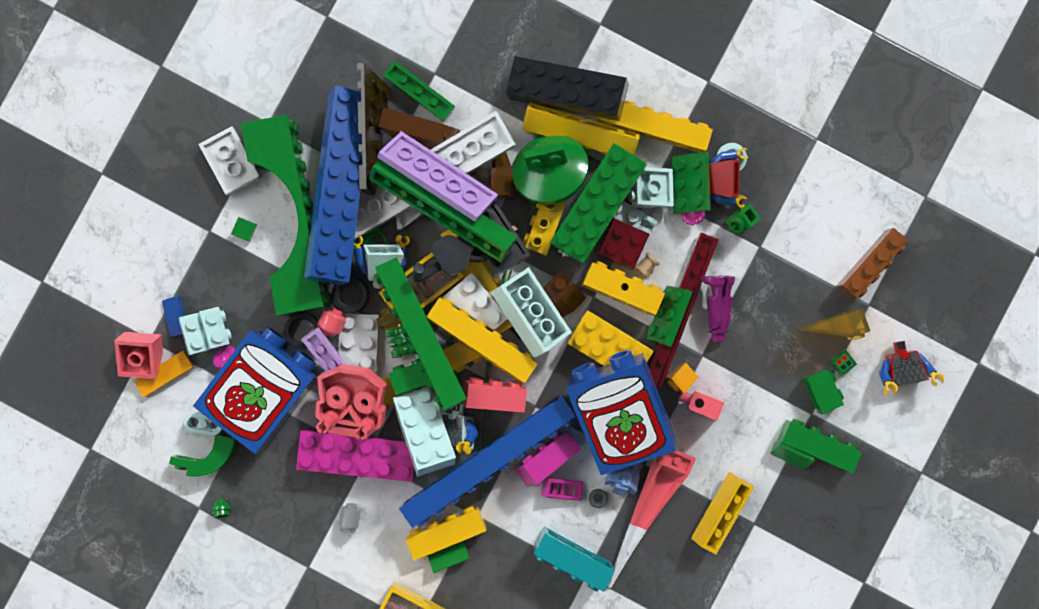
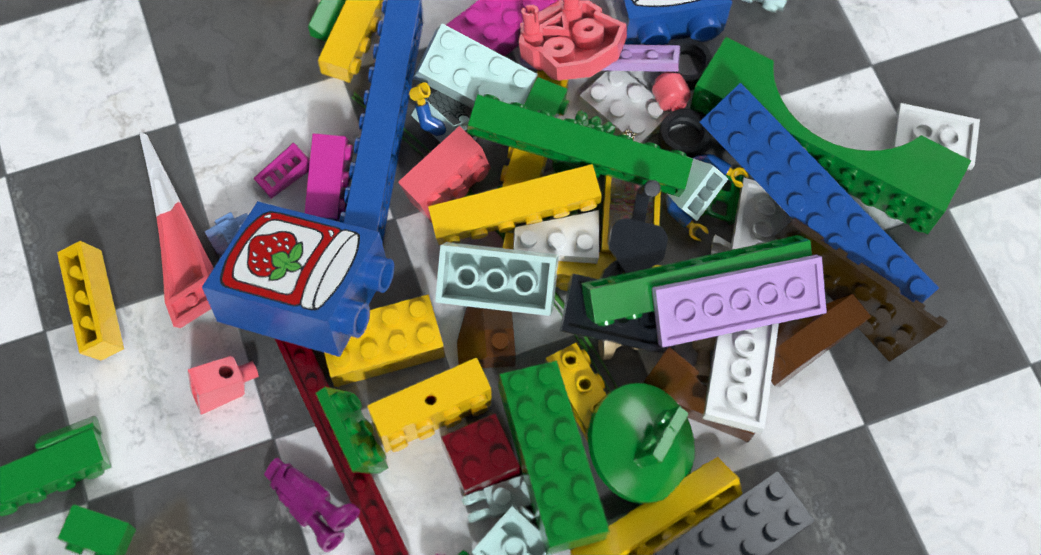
camera: 130 degrees right, 20 degrees down
(244, 229) = (846, 95): green tile -> none
(419, 91) = (858, 386): green plate -> none
(573, 559) = (203, 114): teal brick -> none
(598, 504) = (238, 189): dark grey plate -> none
(647, 264) = (432, 463): tan bush -> none
(681, 378) = (270, 384): light orange slope -> none

